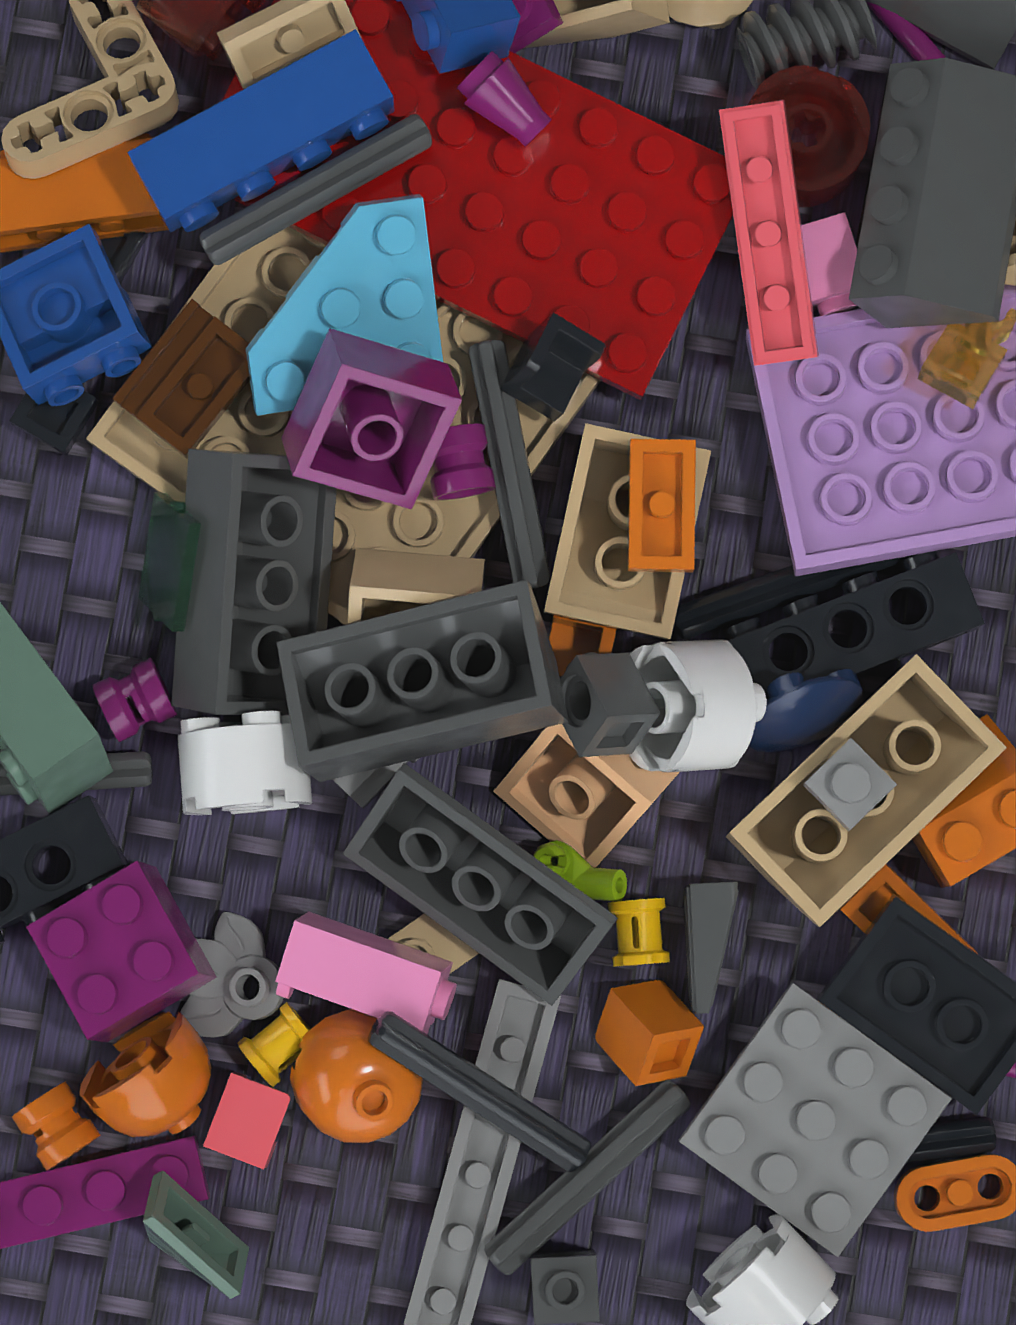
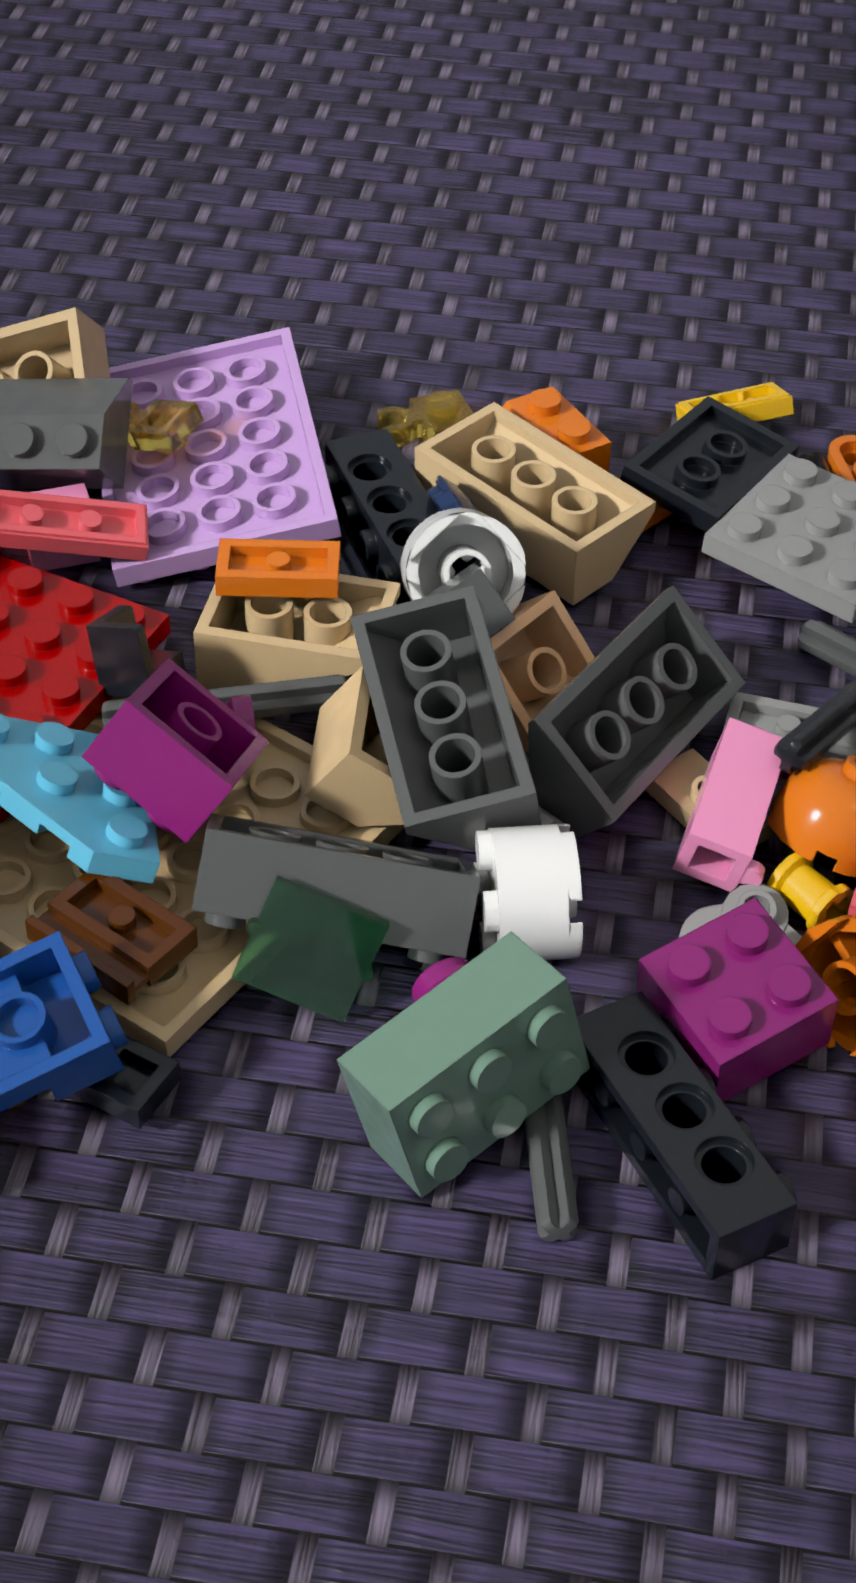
camera: 90 degrees left, 40 degrees down
(648, 1032) = (760, 642): orange panel -> none
(707, 928) = (640, 587): dark grey slope -> none
(849, 784) = (530, 475): light grey plate -> none

